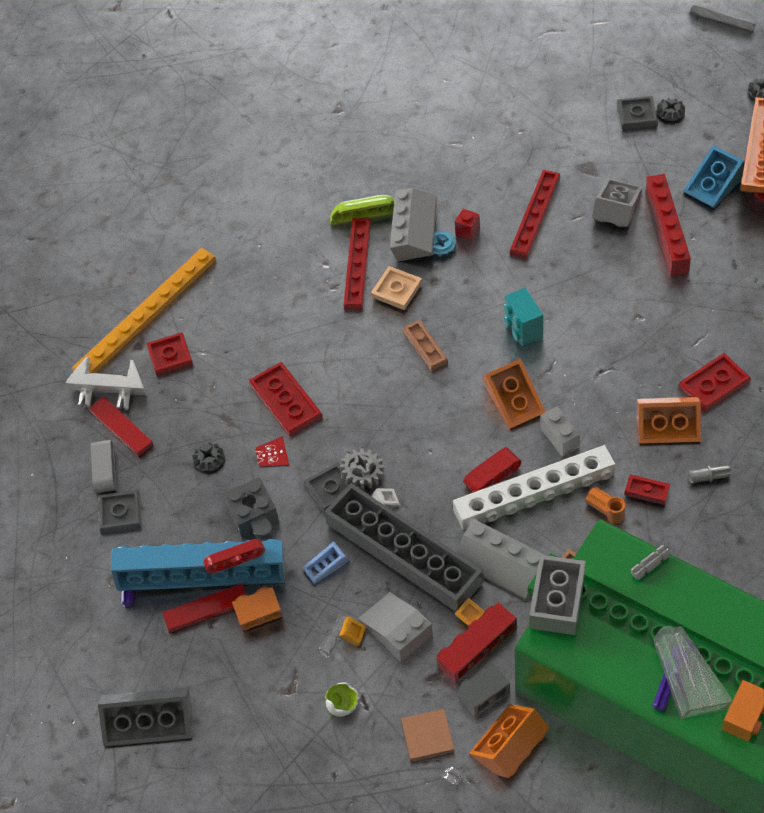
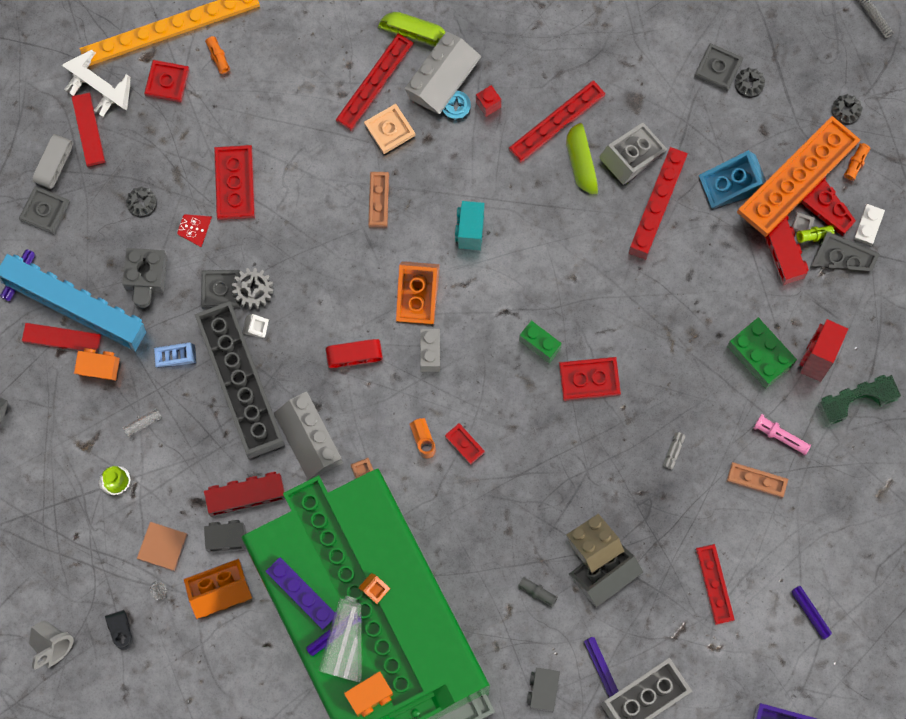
camera: 25 degrees right, 20 degrees up
(195, 306) = (217, 54): none -> orange pin
(234, 556) = (94, 318): red beam -> none
(352, 631) = (158, 427): light orange tile -> none
(397, 626) = (194, 442): light grey slope -> none
(469, 612) = (255, 466): light orange plate -> none
(541, 479) = (310, 373): white brick -> none
(557, 594) = (294, 517): light grey brick -> none
(579, 226) = (581, 159): none -> lime brick
(611, 661) = (301, 593): none -> dark purple plate
(650, 562) = (386, 531): light grey axle -> none
(651, 374) = (540, 341): none -> green brick
(669, 420) = (525, 392): orange slope -> none
(676, 616) = (374, 588): none -> orange slope
(709, 474) = (524, 460): light grey axle -> none

